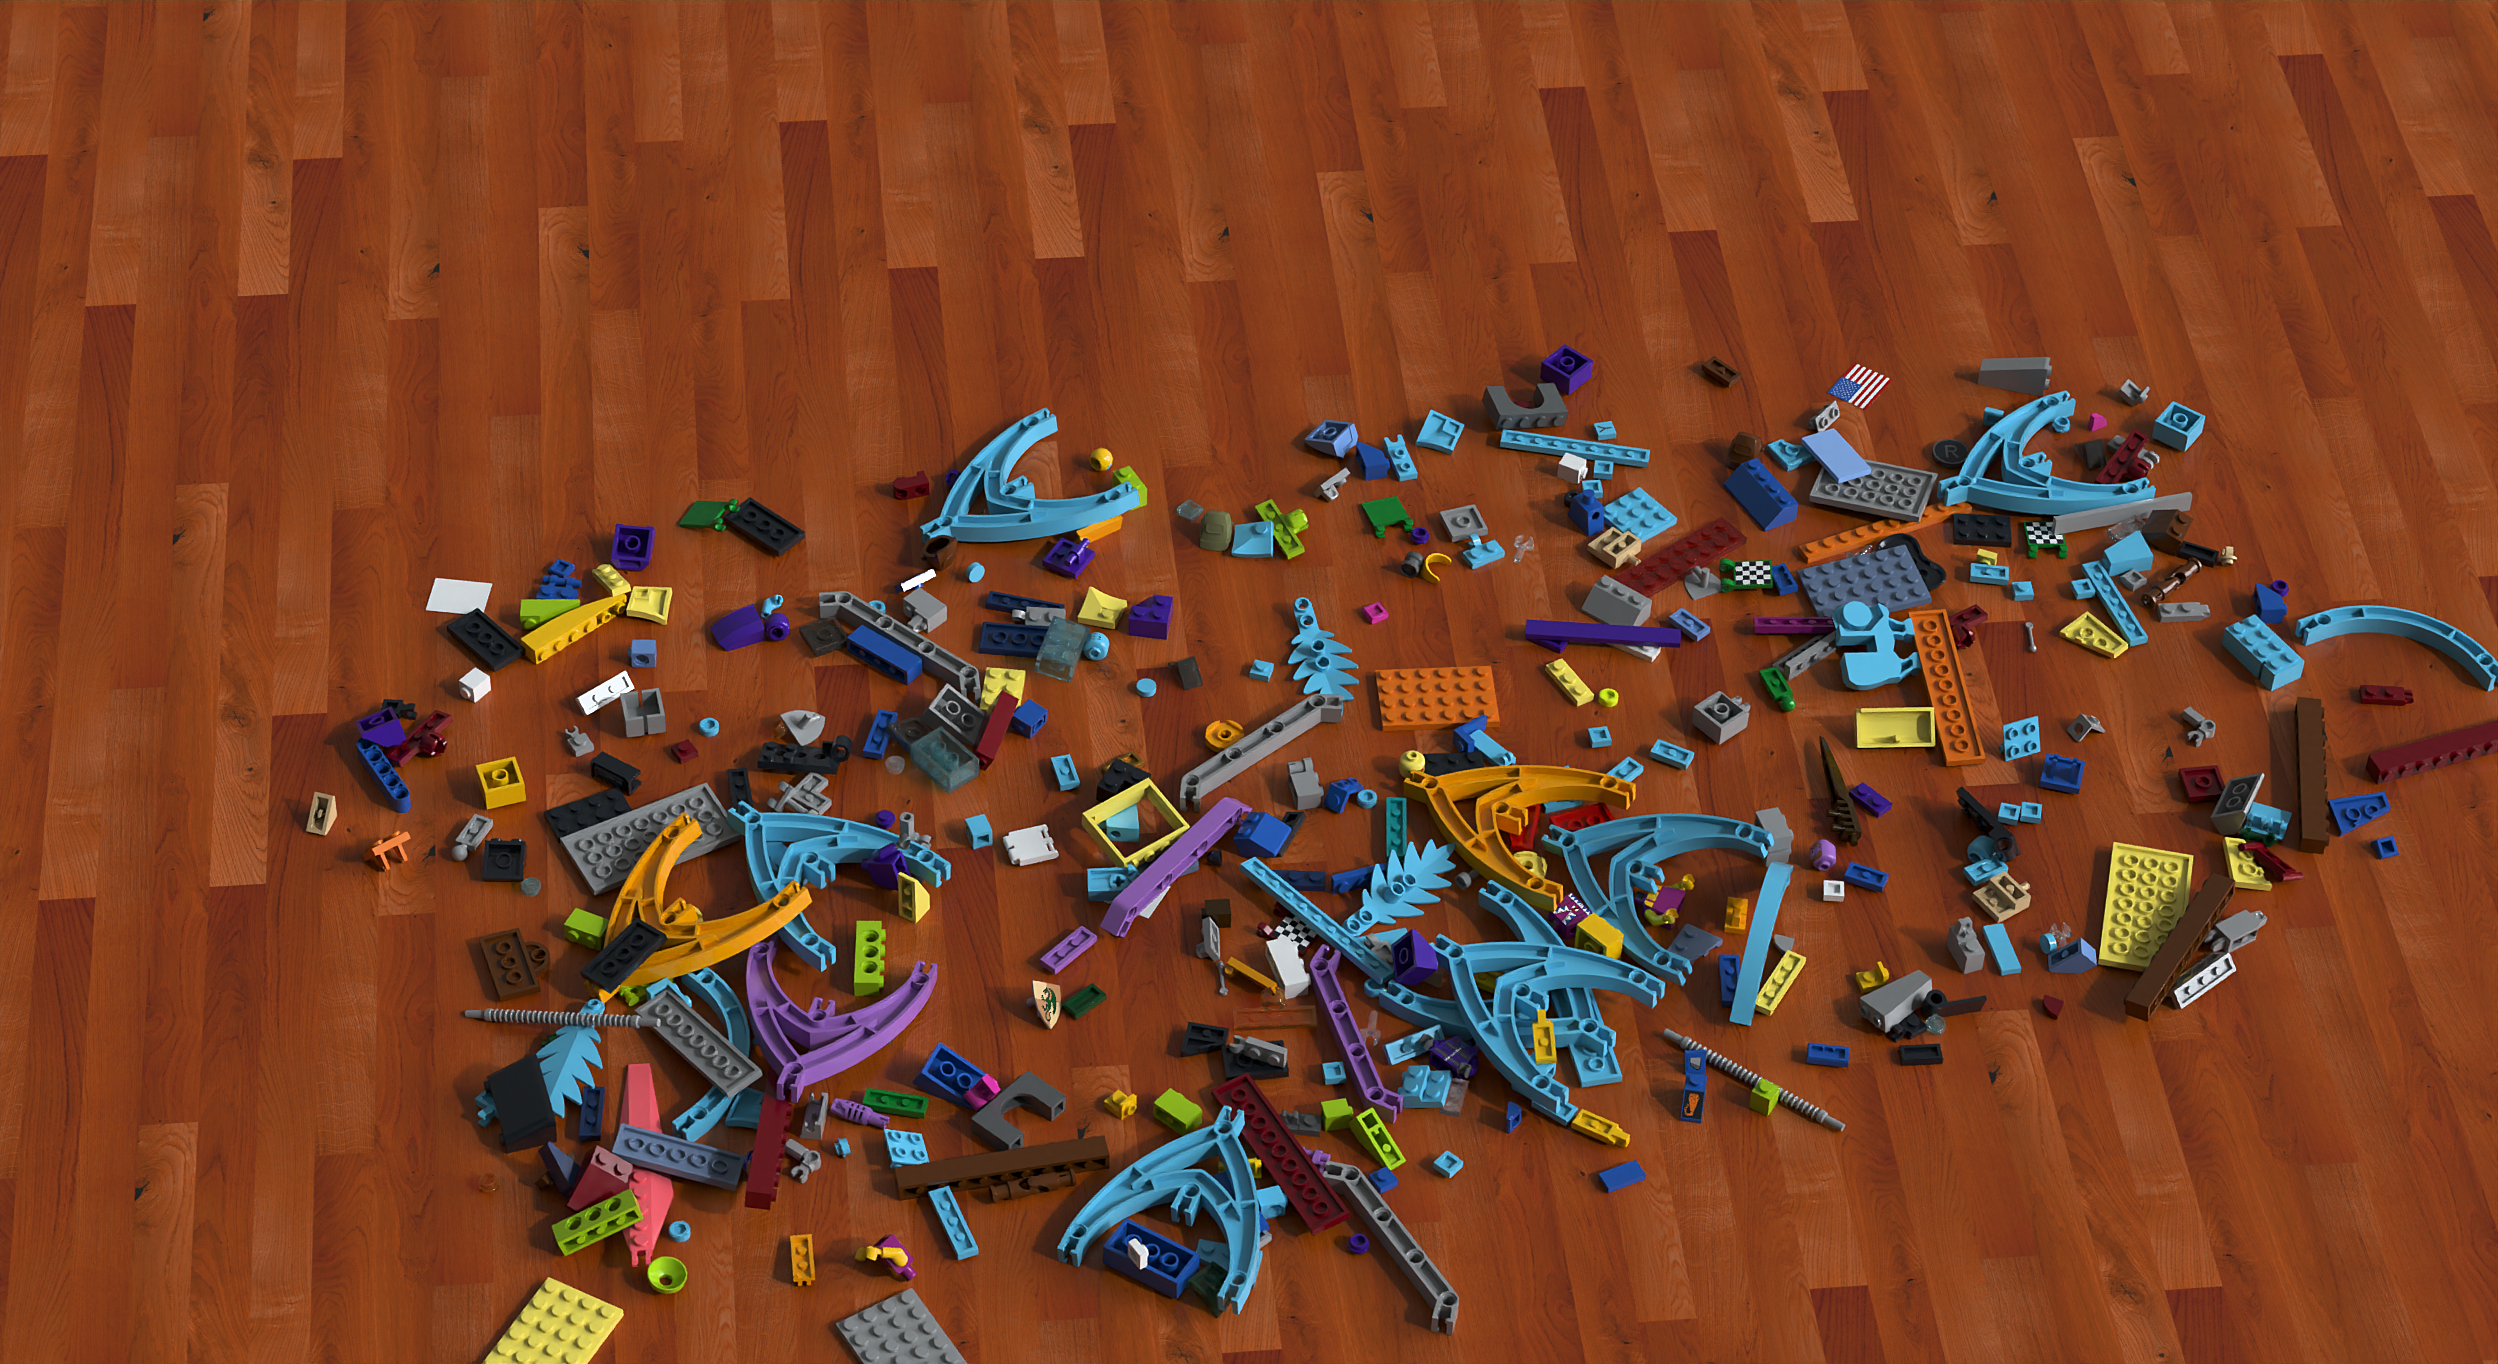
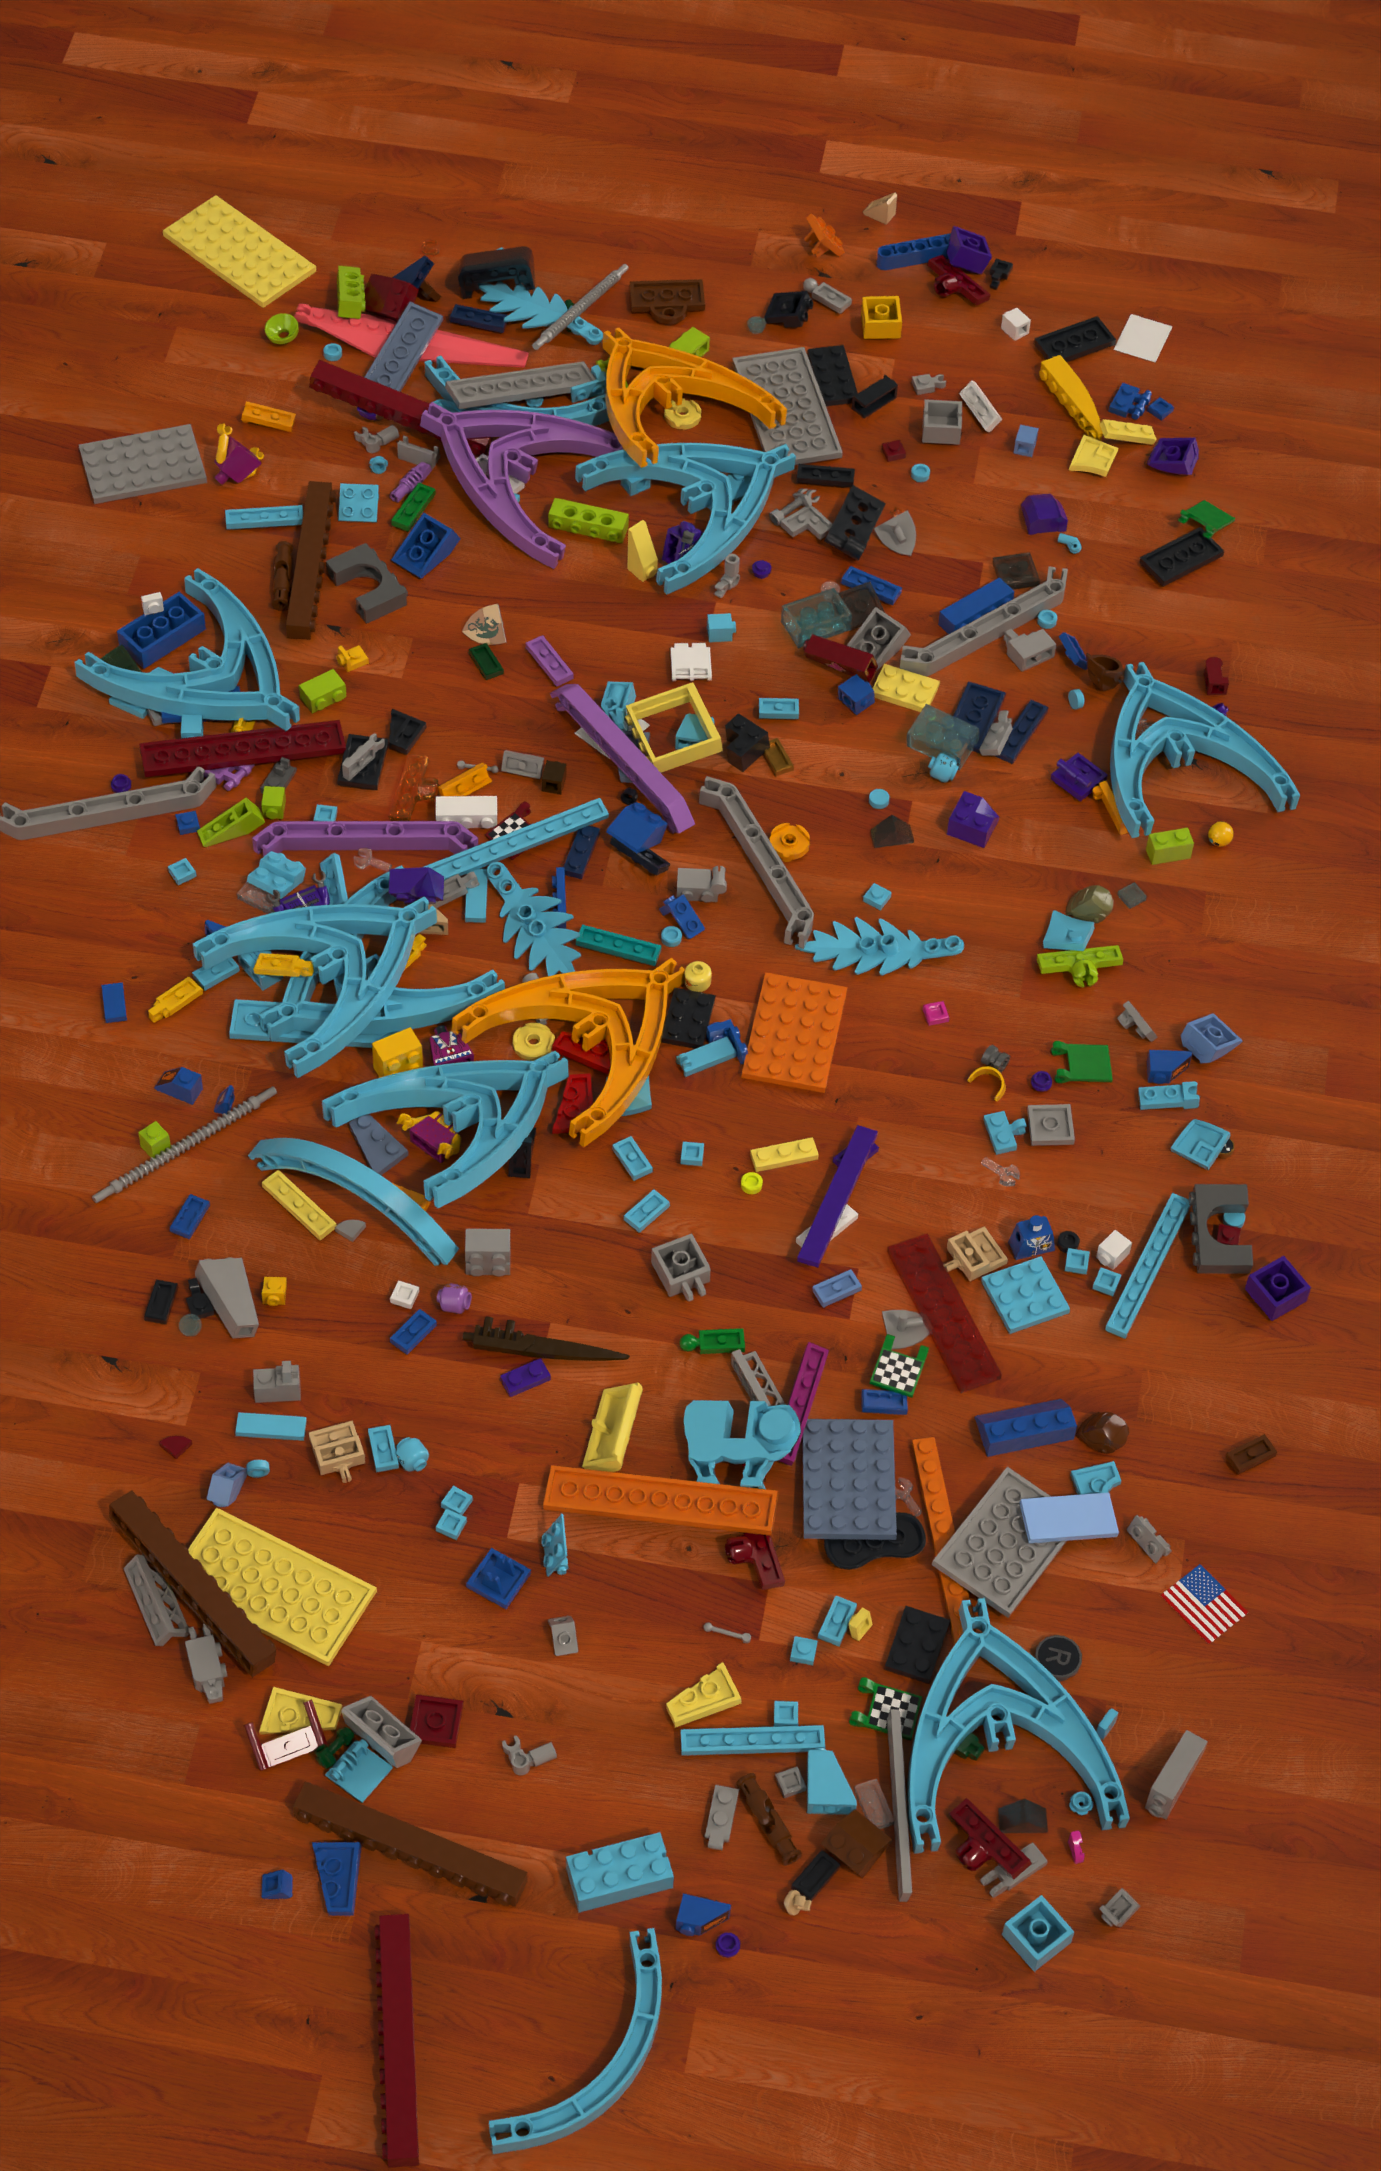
camera: 105 degrees right, 10 degrees up
(540, 611) = (1097, 381): lime slope -> none
(623, 955) = (628, 344): black plate -> none
(776, 626) = (1036, 537): dark purple head -> none
(982, 1092) = (392, 556): dark pink plate -> none
(1101, 609) = (999, 788): light yellow plate -> none
(1604, 430) = (1176, 1306): medium azure tile -> none
(1616, 604) = (883, 1228): light grey slope -> none
(1936, 1004) = (207, 1327): black door -> none
(1985, 820) = (403, 1460): black hinge -> none
(2066, 932) = (267, 1491): clear bar -> none
(2385, 695) = (515, 1994): dark red hinge -> none

